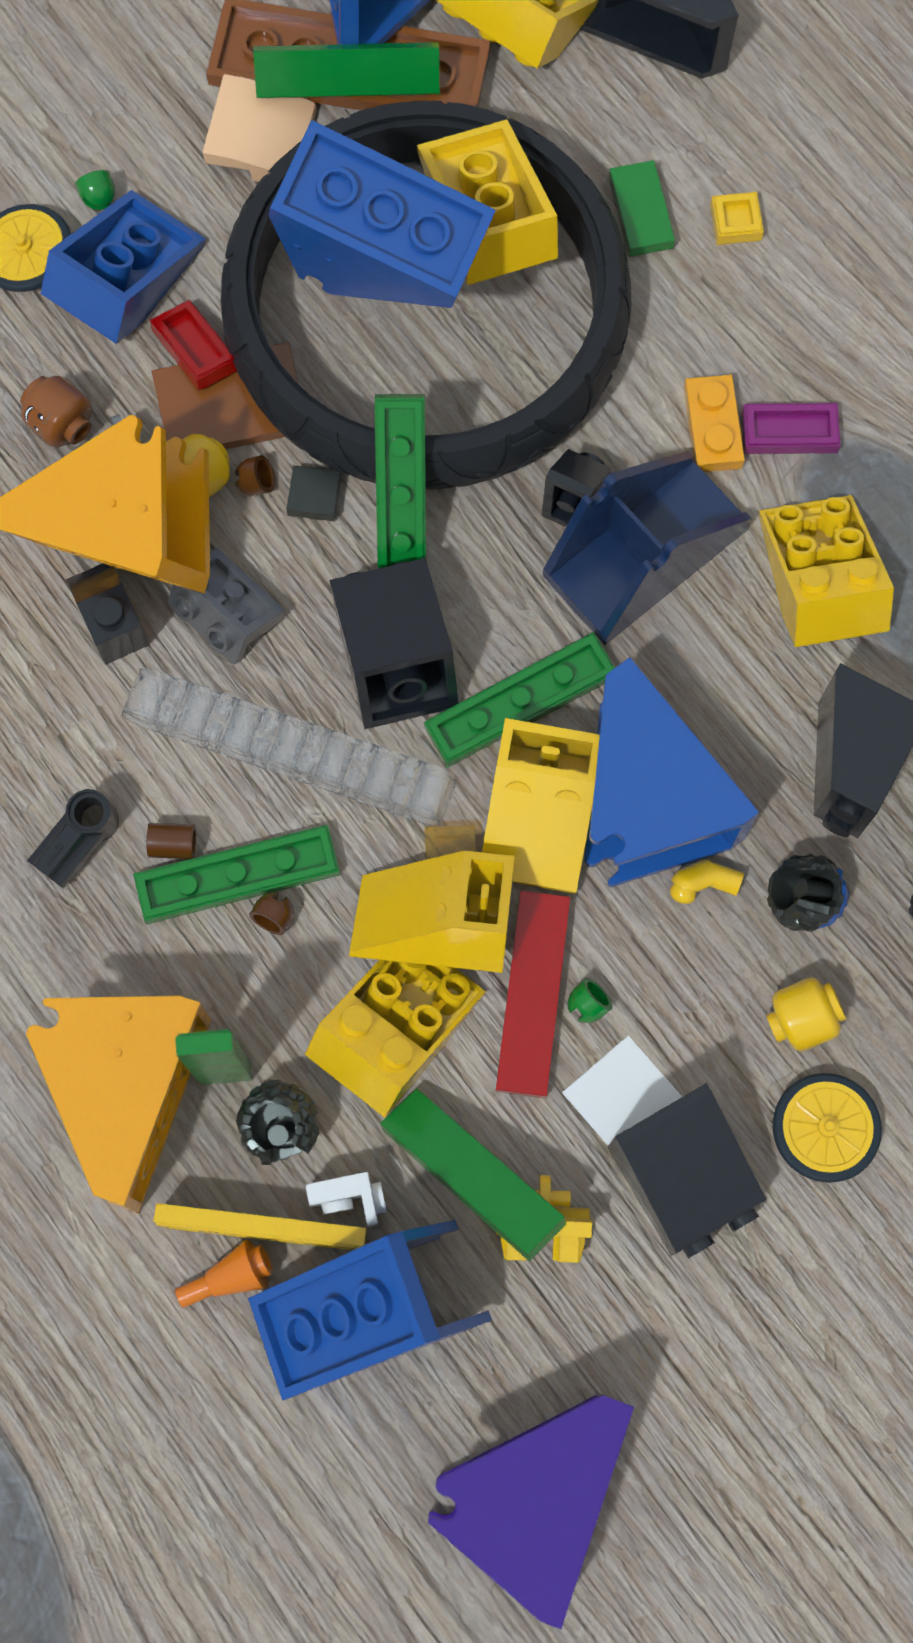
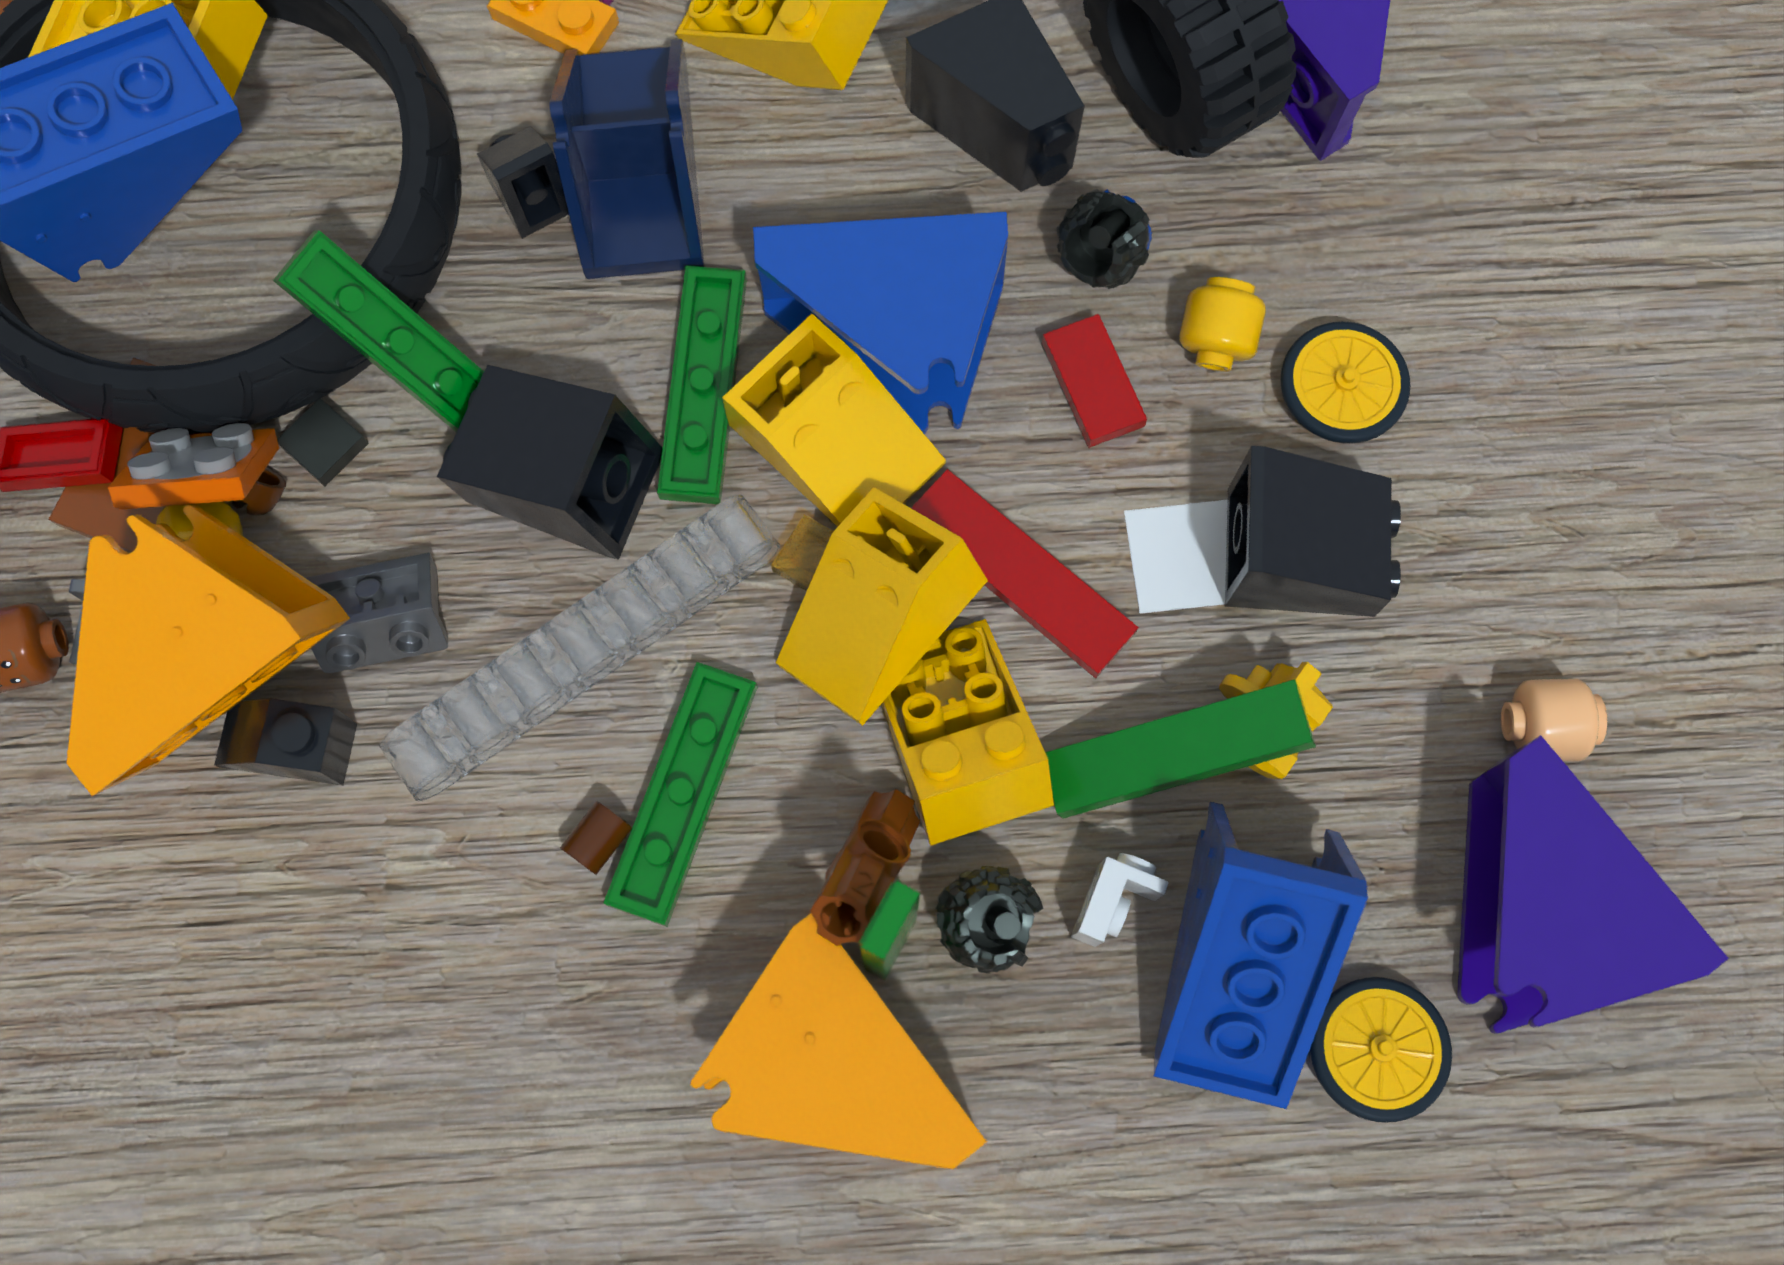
camera: 55 degrees left, 0 degrees up
(70, 842) = (518, 948): black piece -> none
(236, 433) = (194, 467): none -> piece
(238, 1272) = (1118, 1070): orange cone -> none
(256, 1016) = (865, 867): none -> dark orange piece
(260, 1227) = (1088, 1012): yellow tile -> none
(272, 914) = (753, 782): reddish brown hinge -> none
(364, 1441) = (1381, 1050): none -> yellow wheel
(590, 1001) = (1068, 520): green hinge -> none
(675, 1425) = (1560, 712): none -> light nougat head
(701, 875) = (1012, 331): yellow arm -> none
(705, 954) = (1093, 380): none -> red tile

